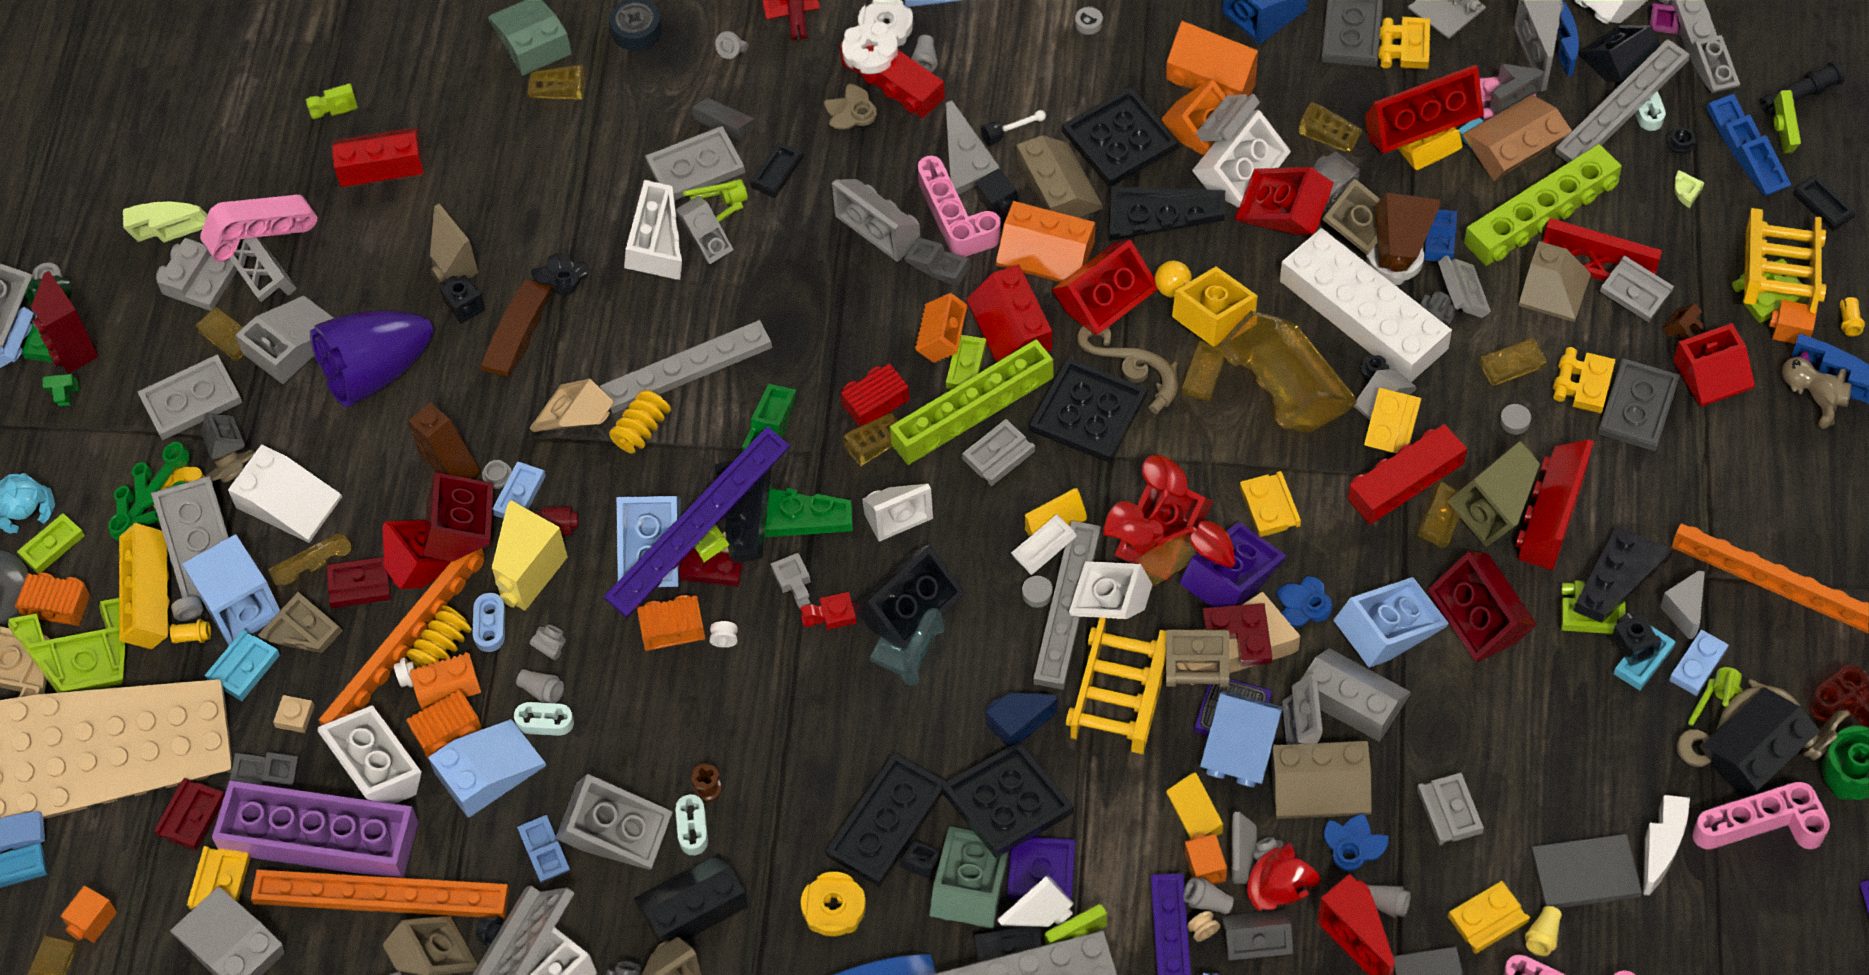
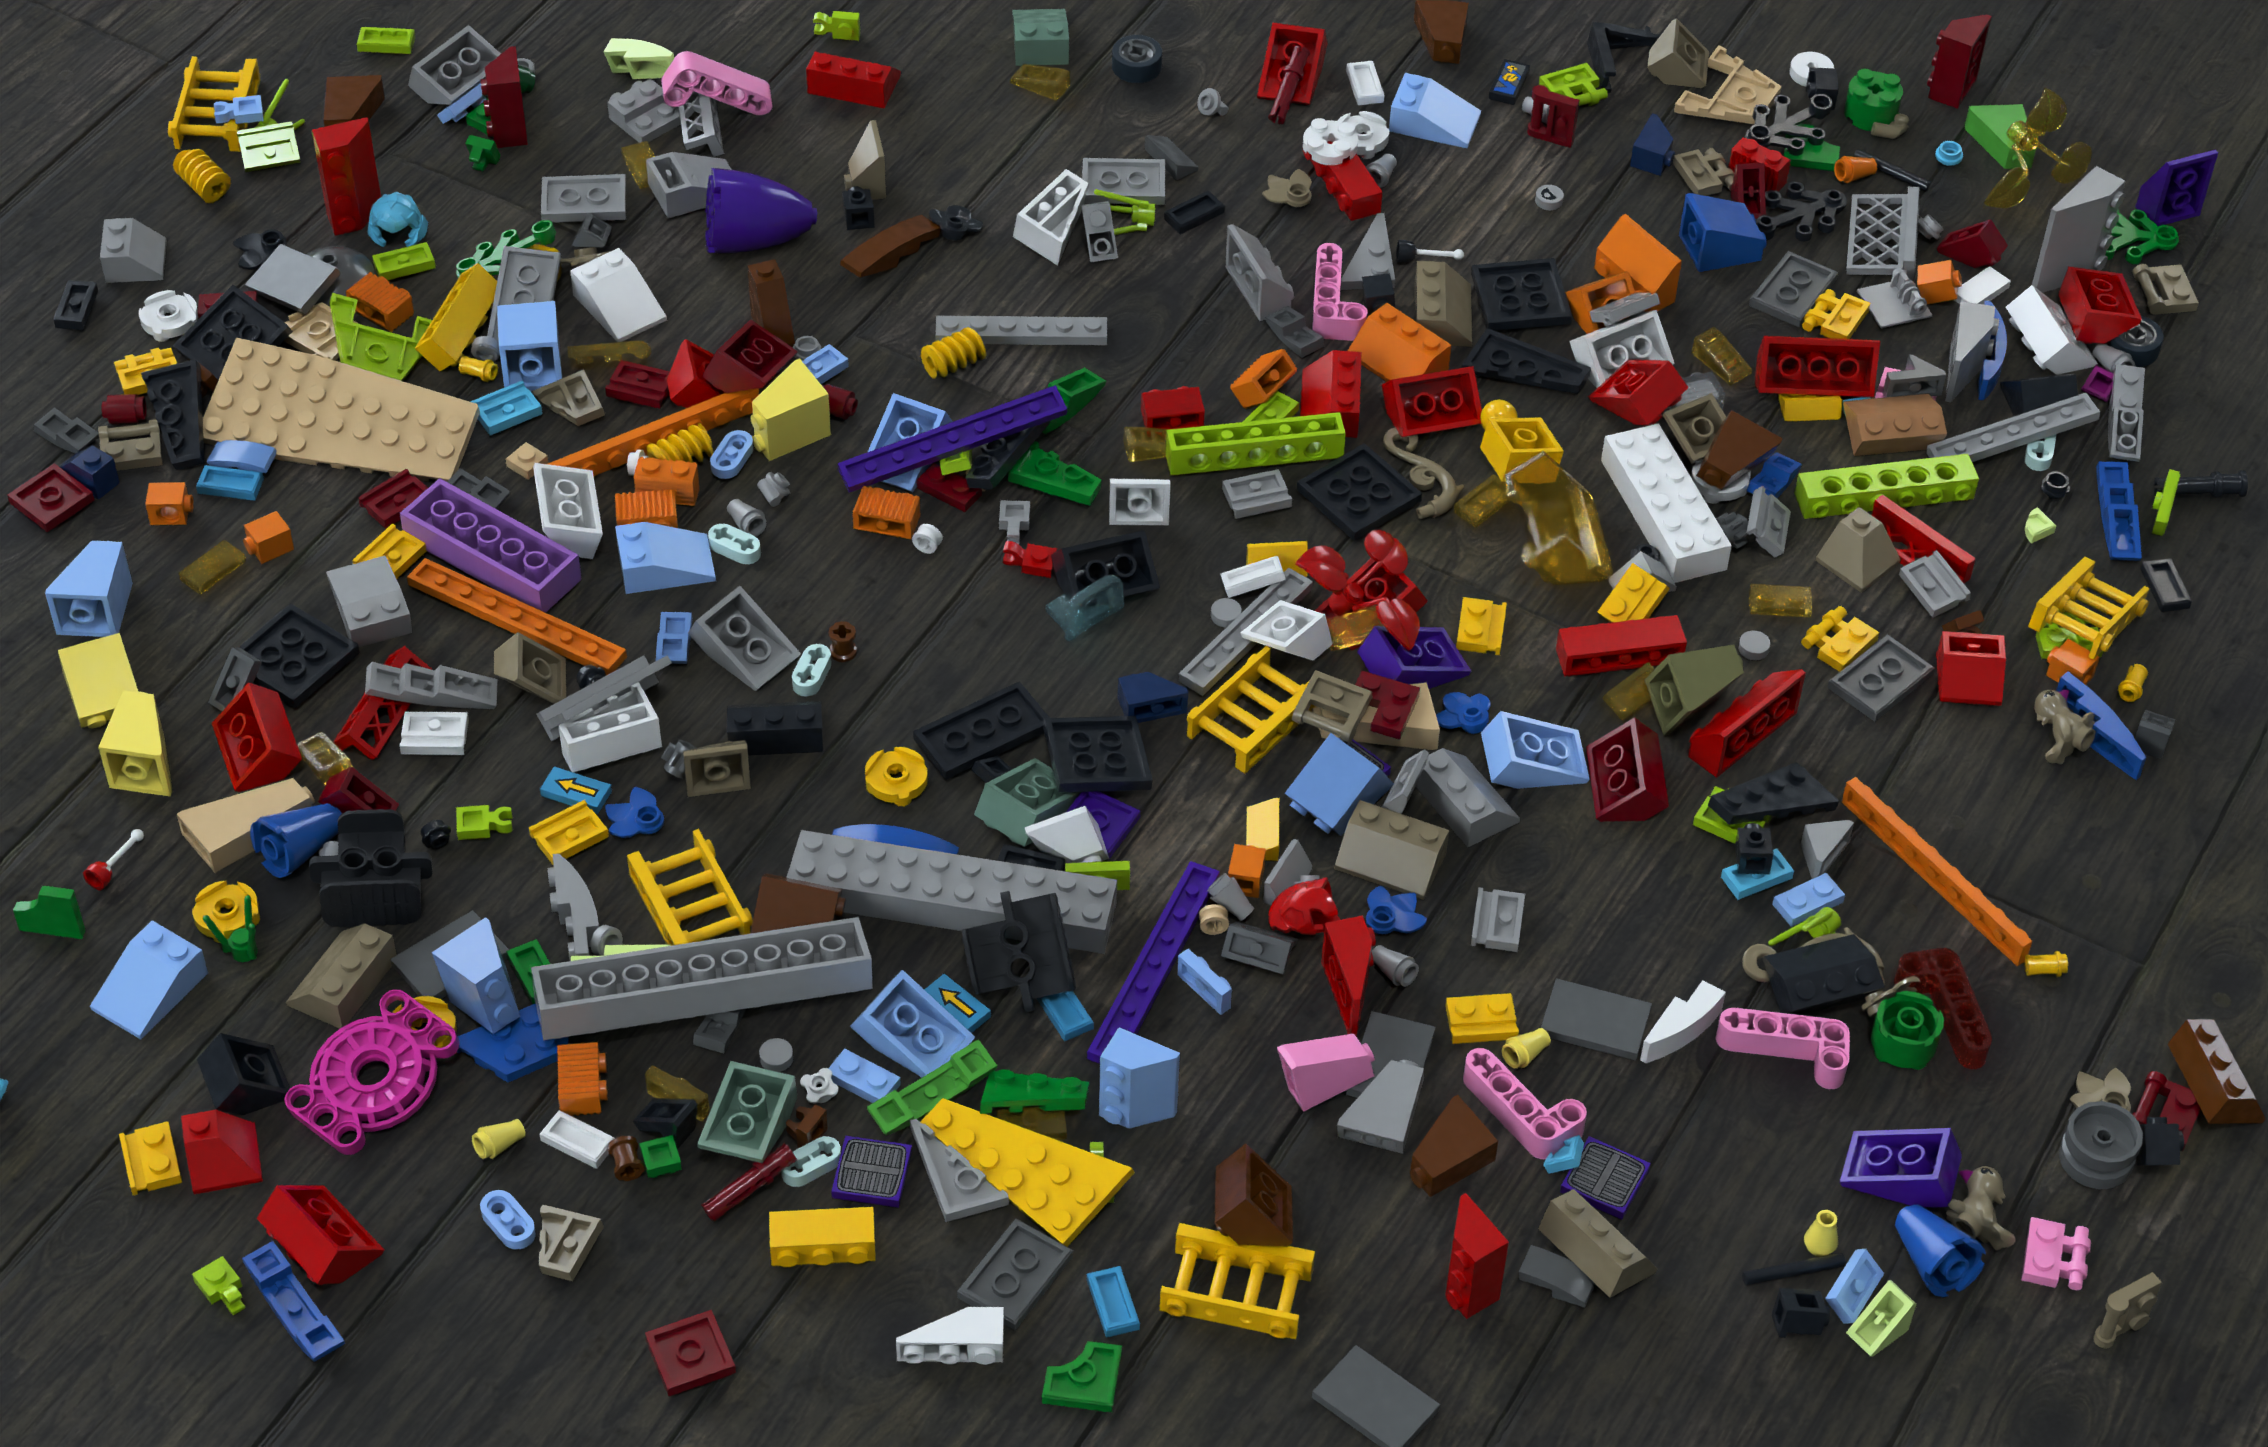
camera: 20 degrees right, 10 degrees down
(574, 406) = (904, 324): tan slope -> none

